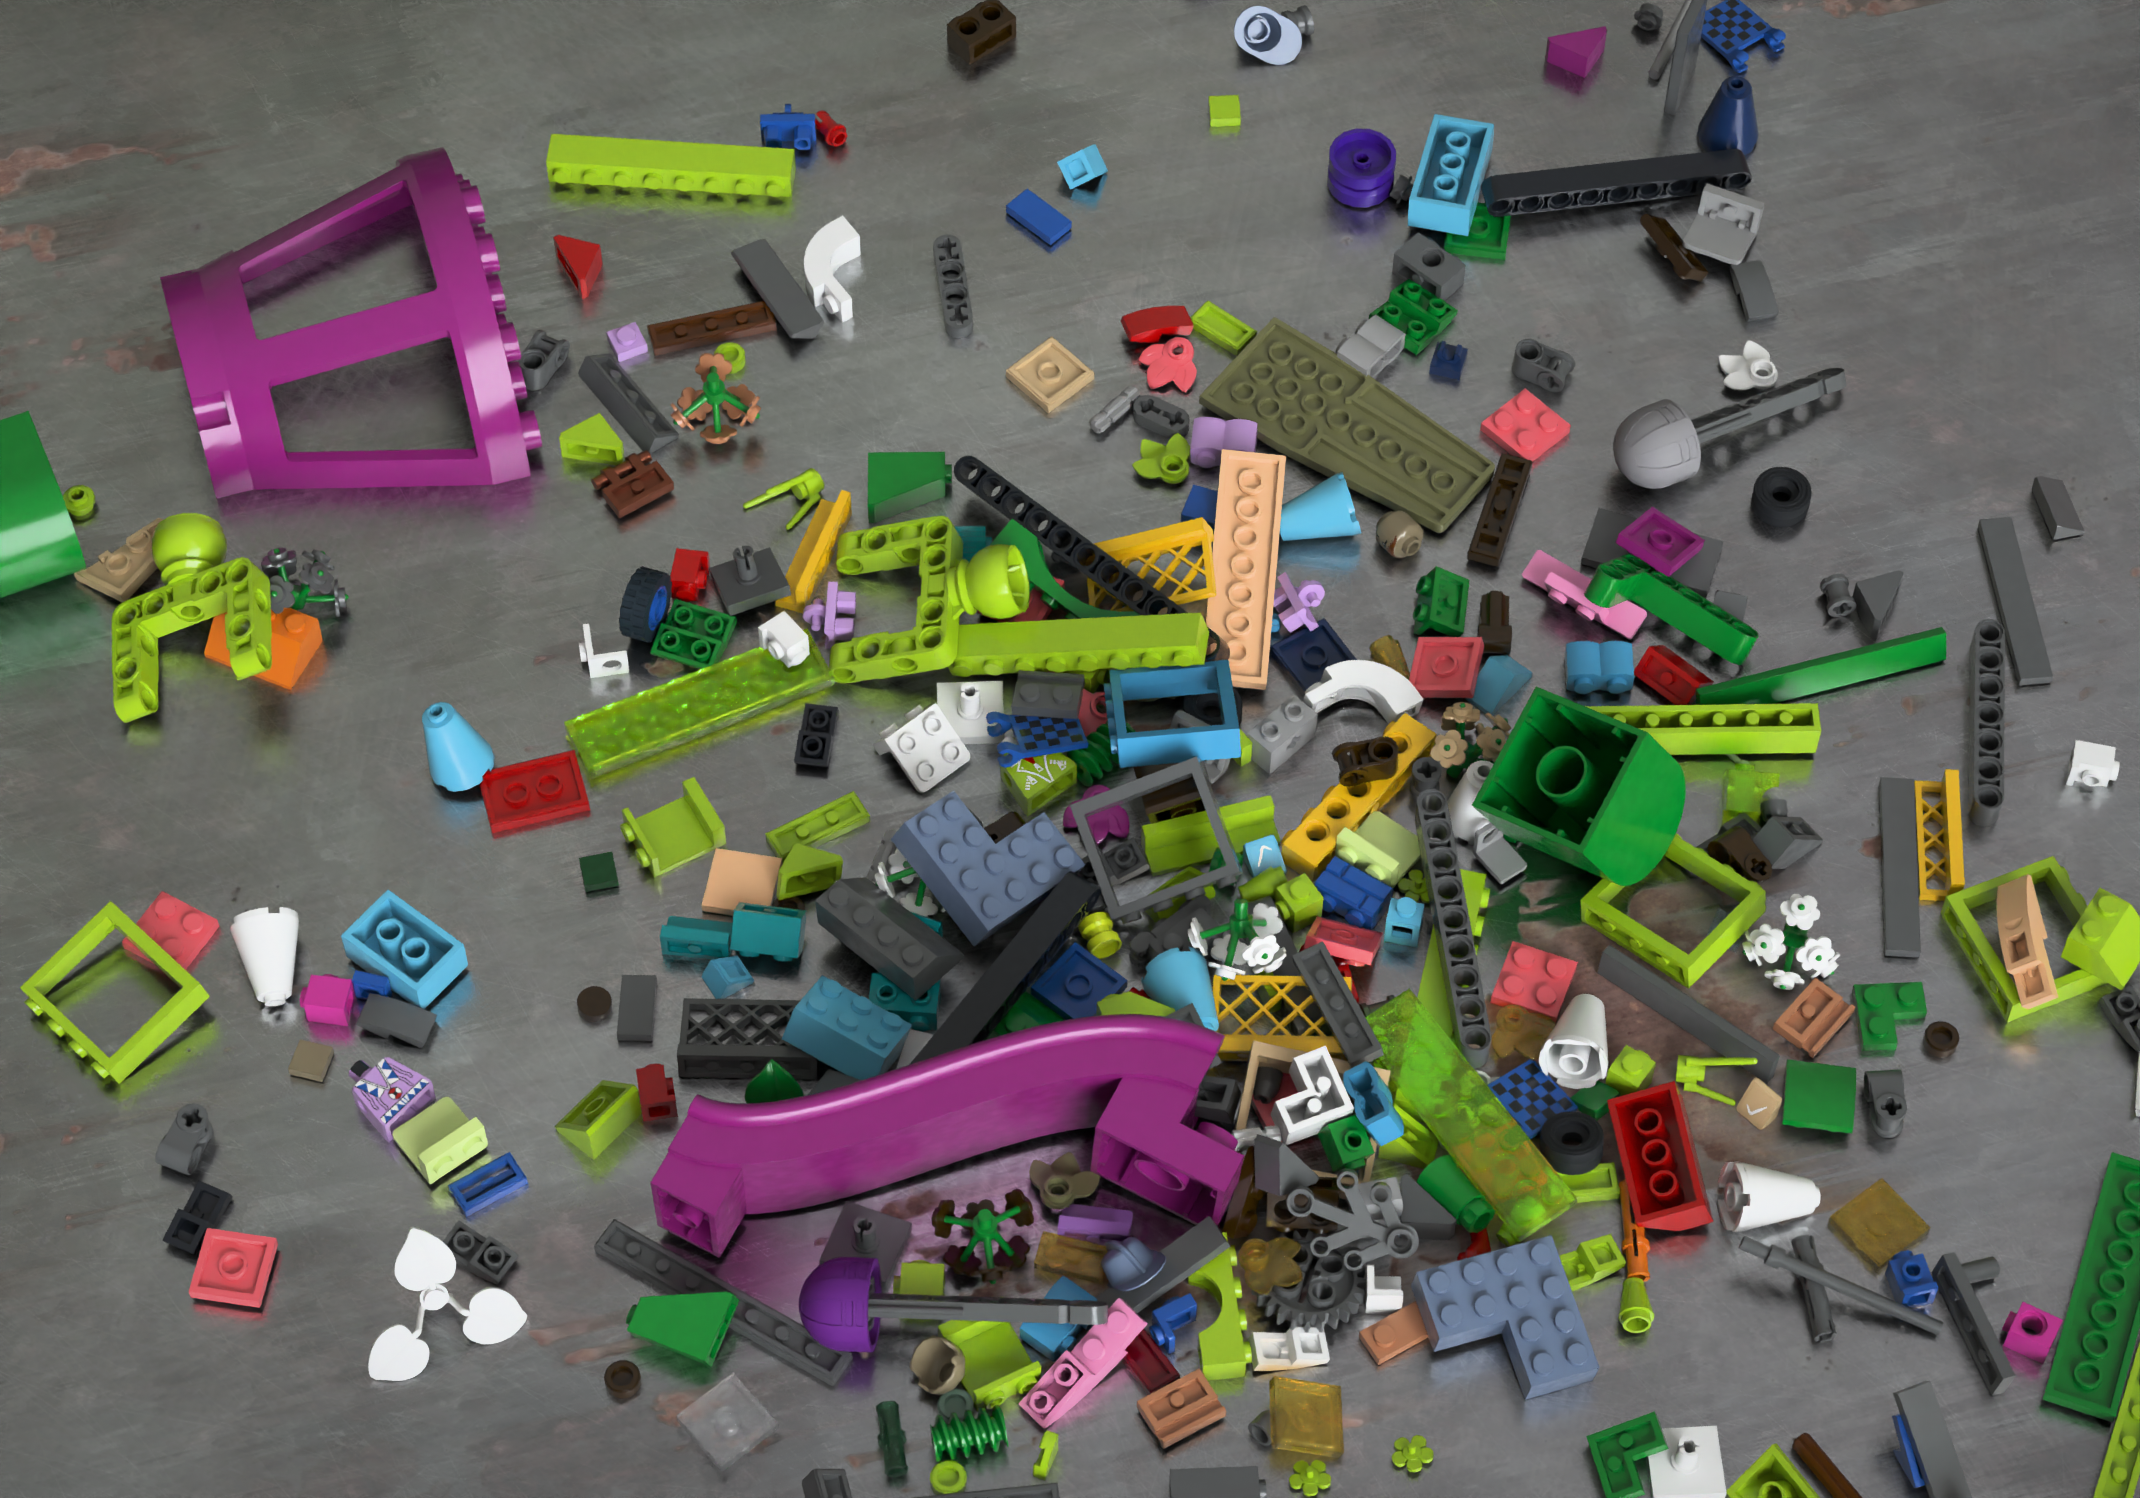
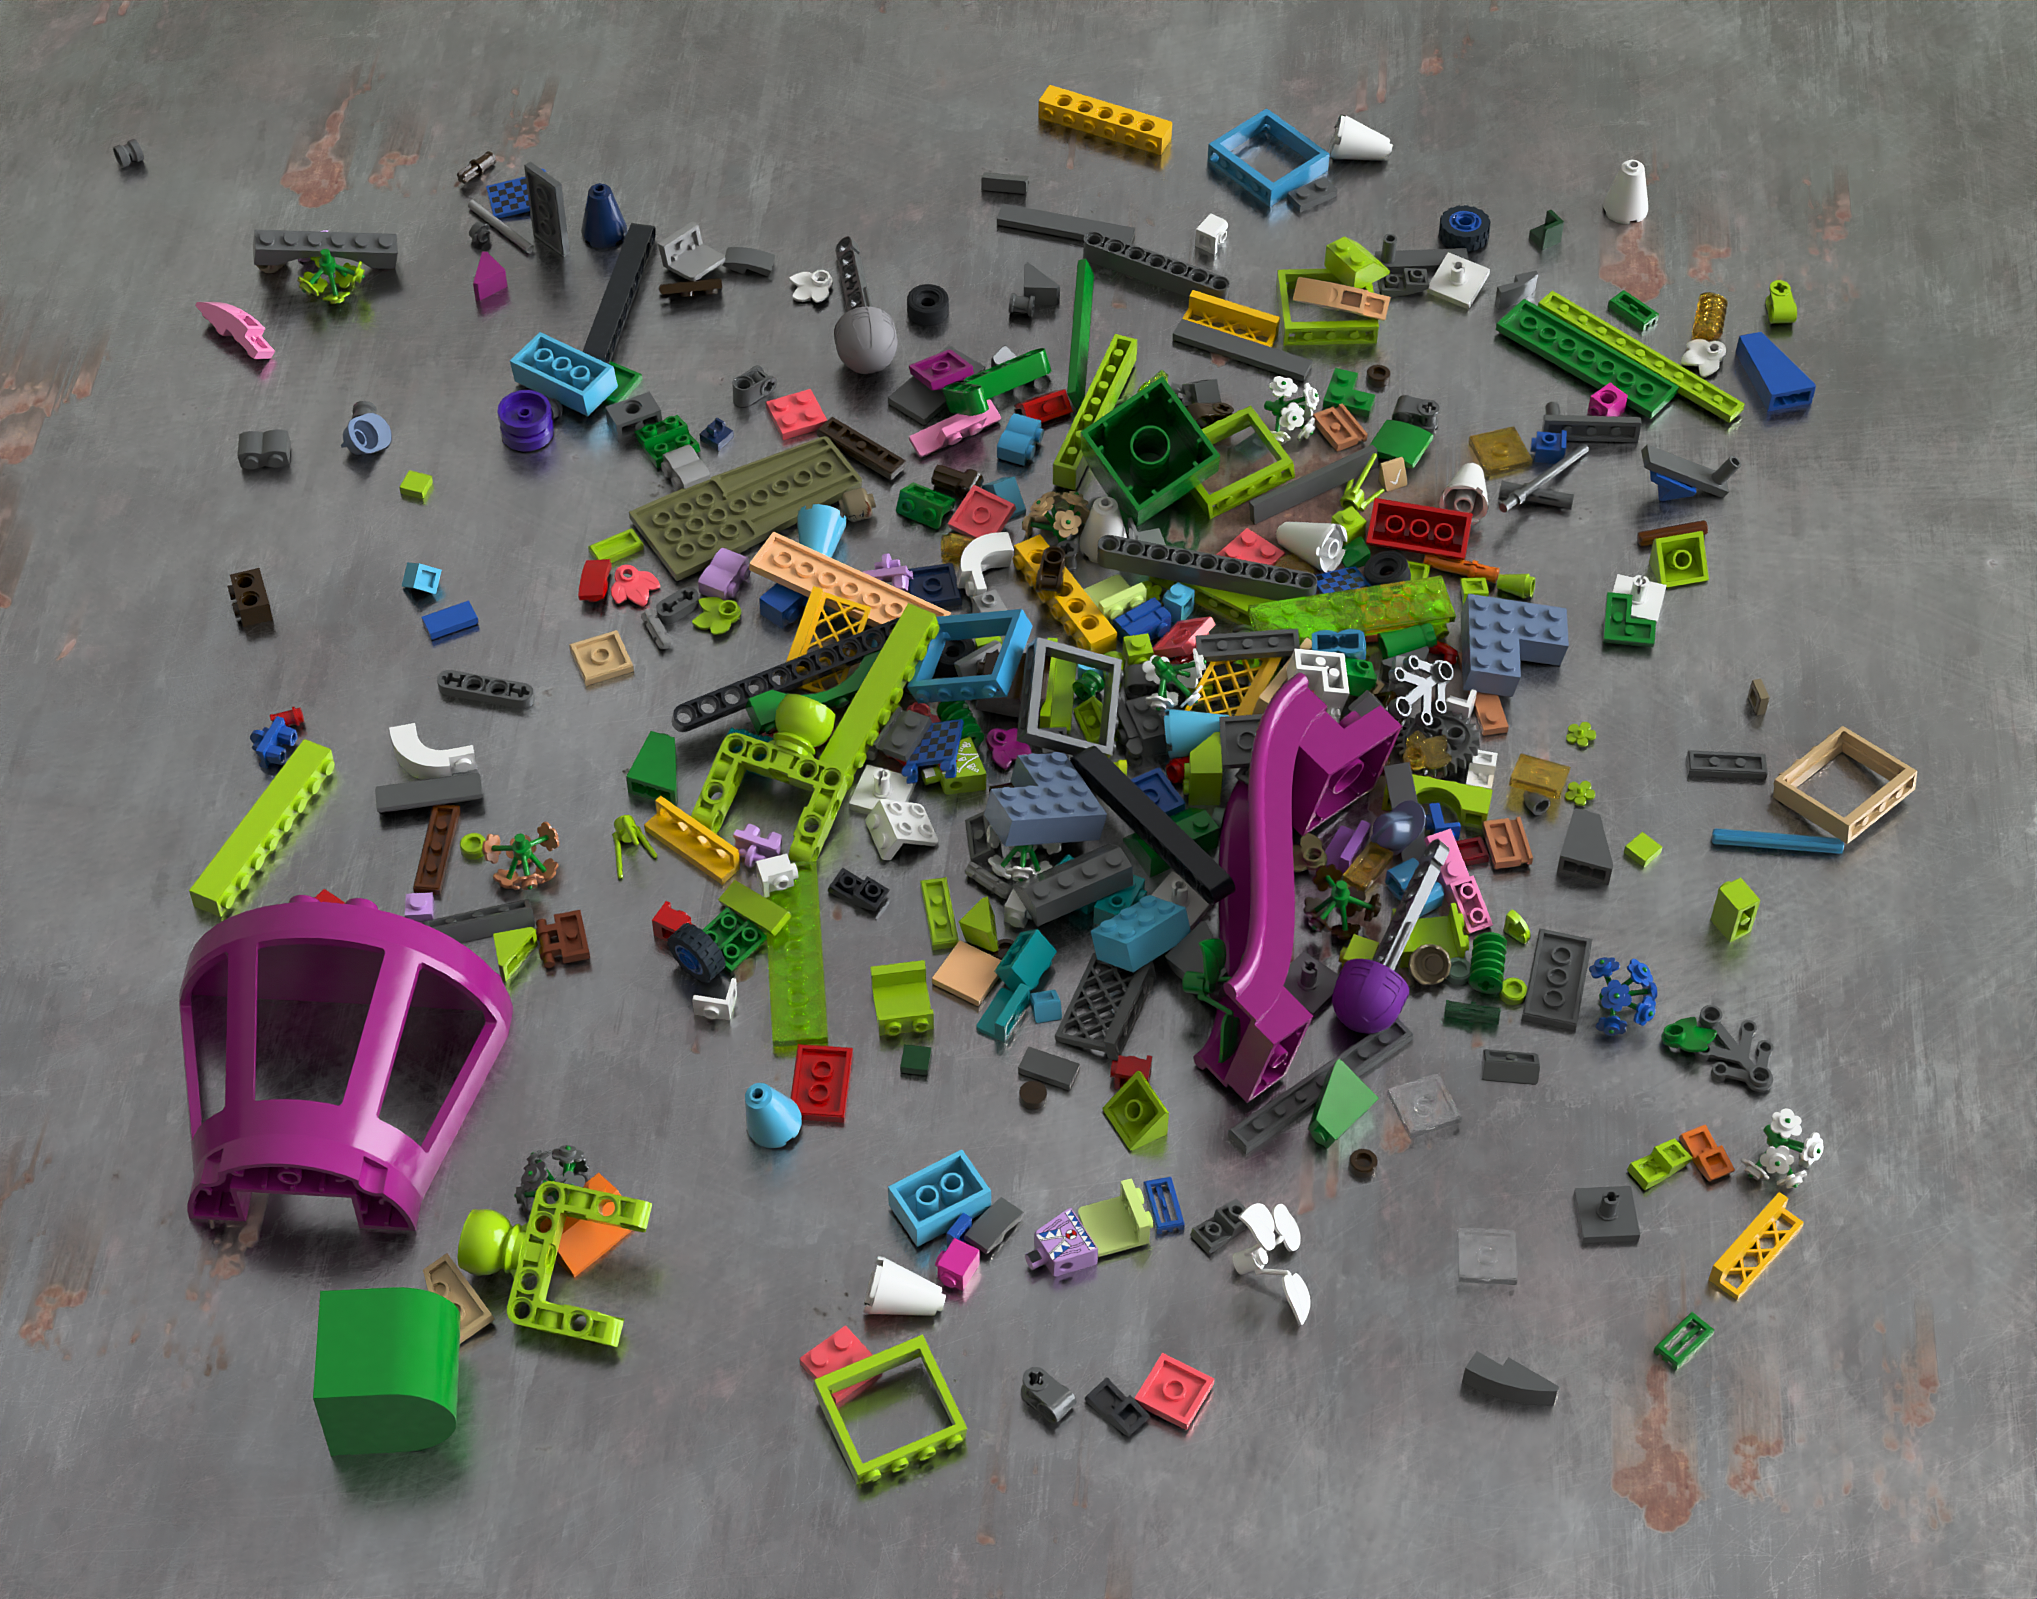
camera: 70 degrees left, 5 degrees down
(311, 1060) = (1004, 1294): dark tan tile -> none
(737, 642) = (754, 907): none -> lime tile
(749, 580) = (700, 887): dark grey tile -> none

